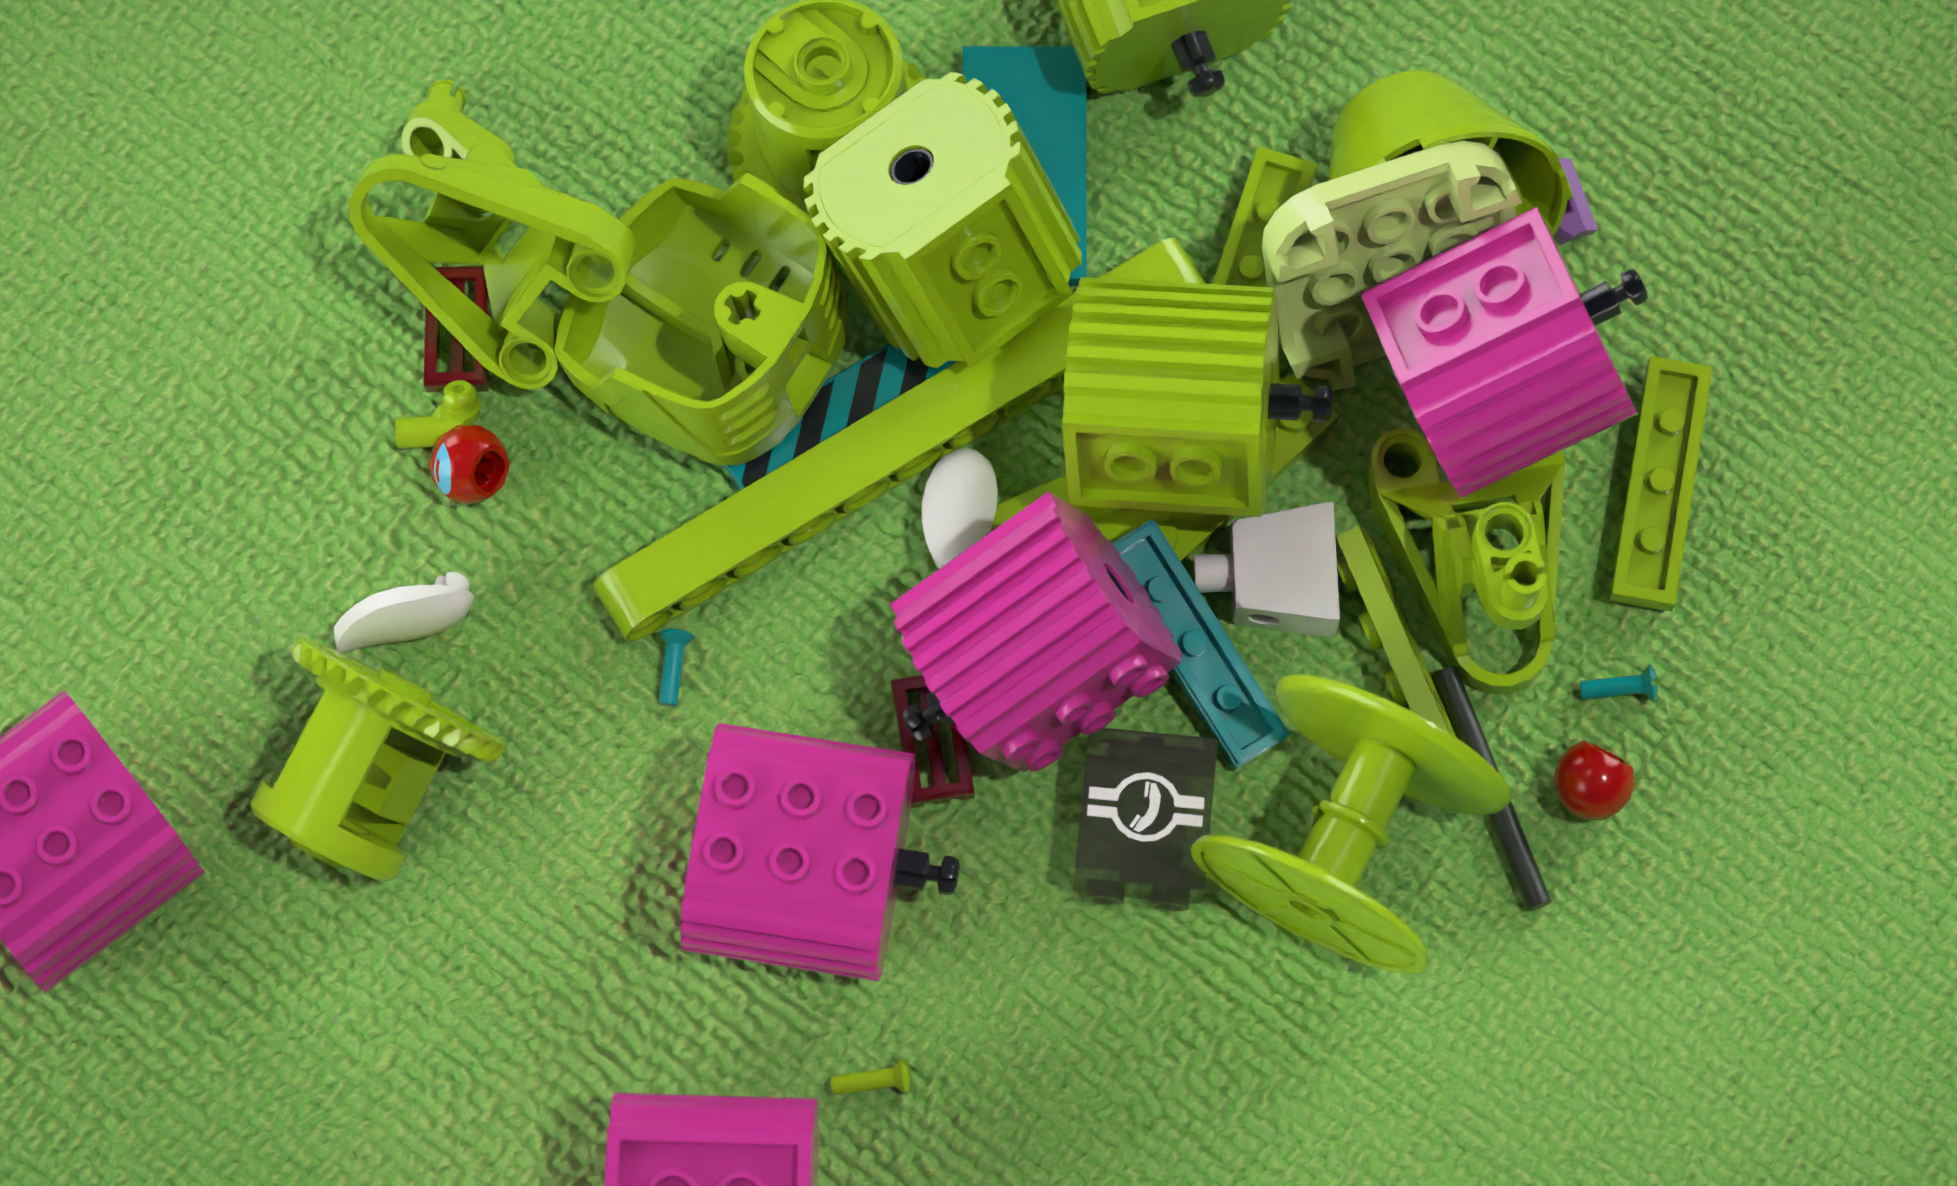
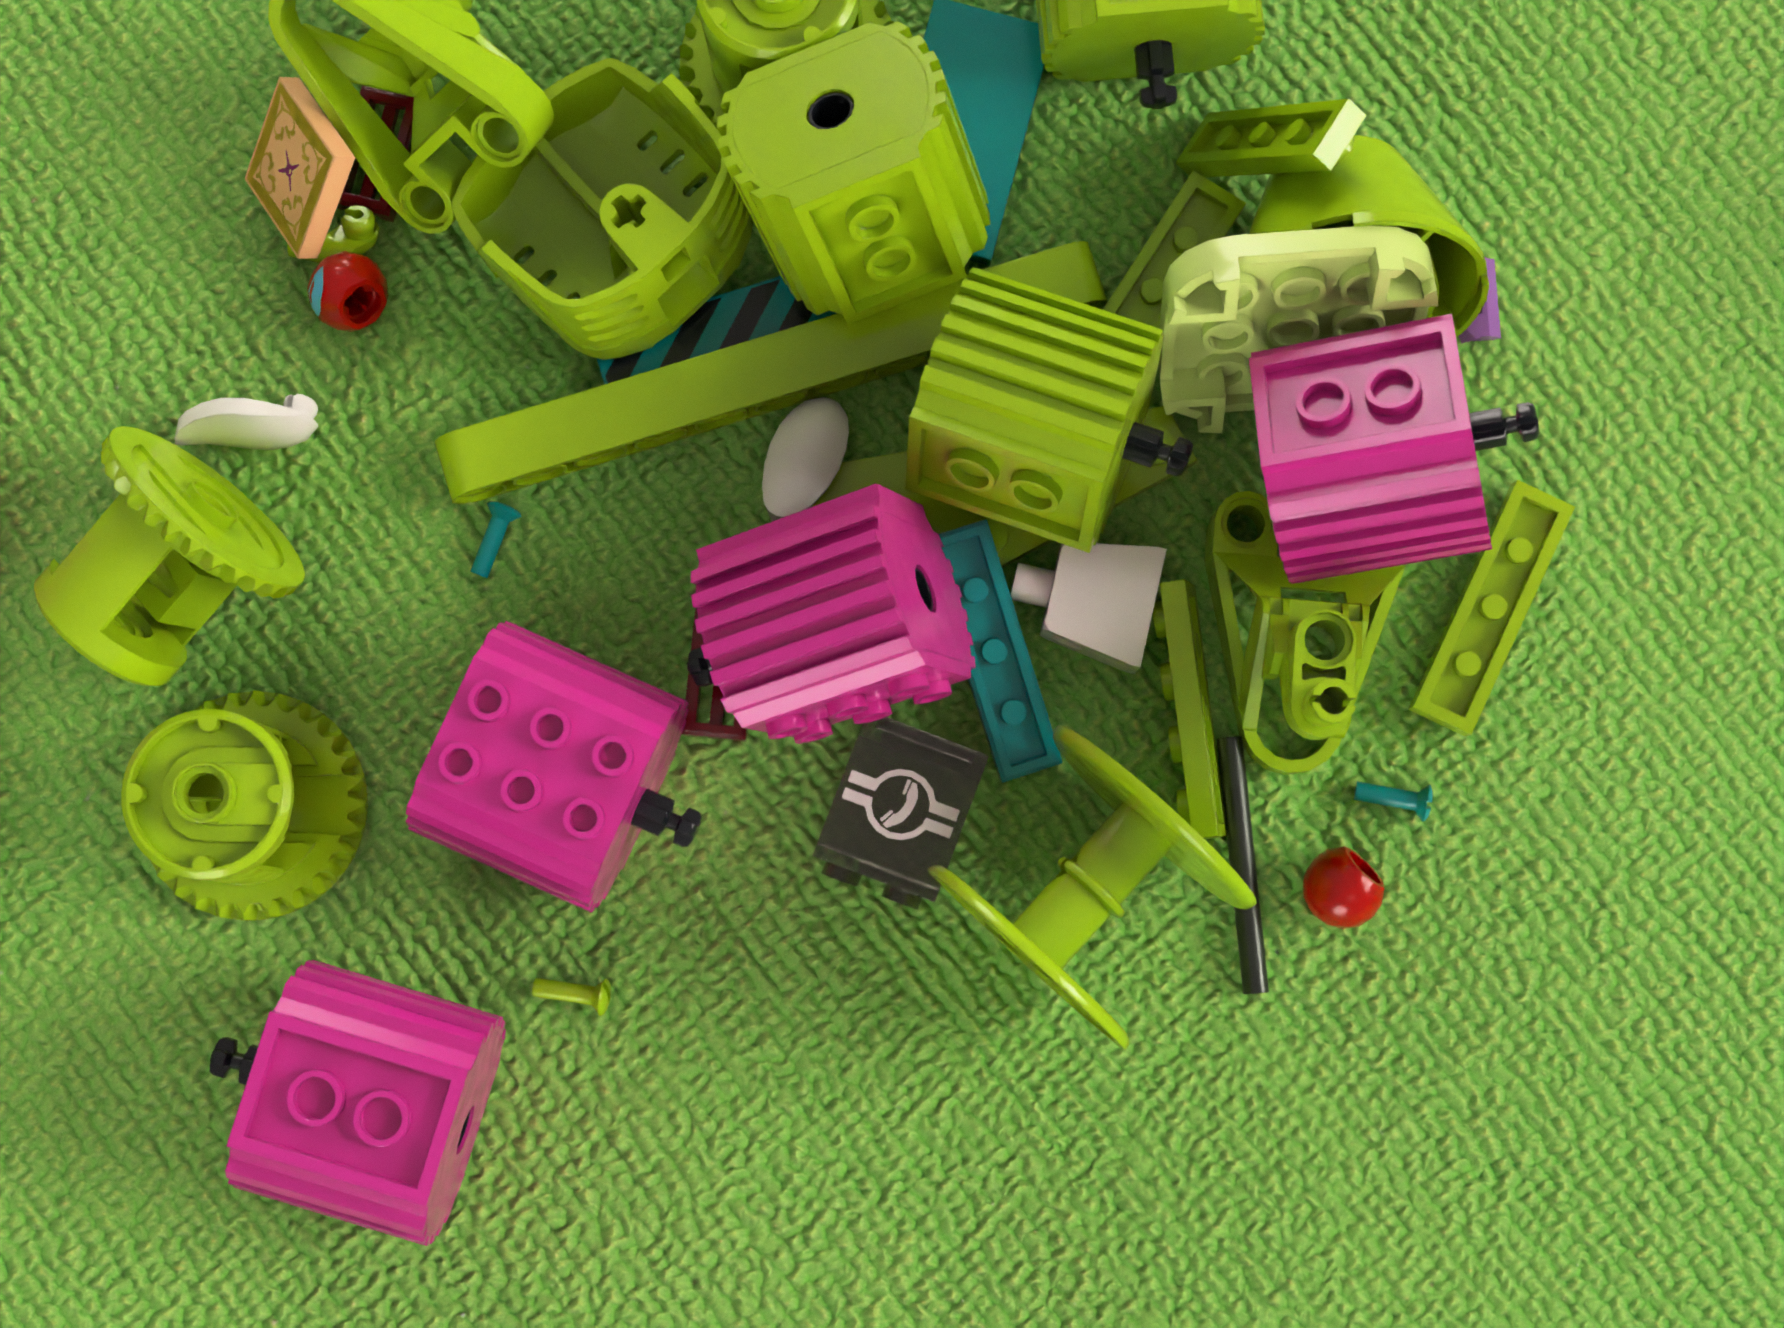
camera: 15 degrees right, 10 degrees up
(395, 356) = (299, 167): none -> light nougat tile
(504, 981) = (247, 804): none -> lime piece
(1324, 96) = (1273, 139): none -> lime plate

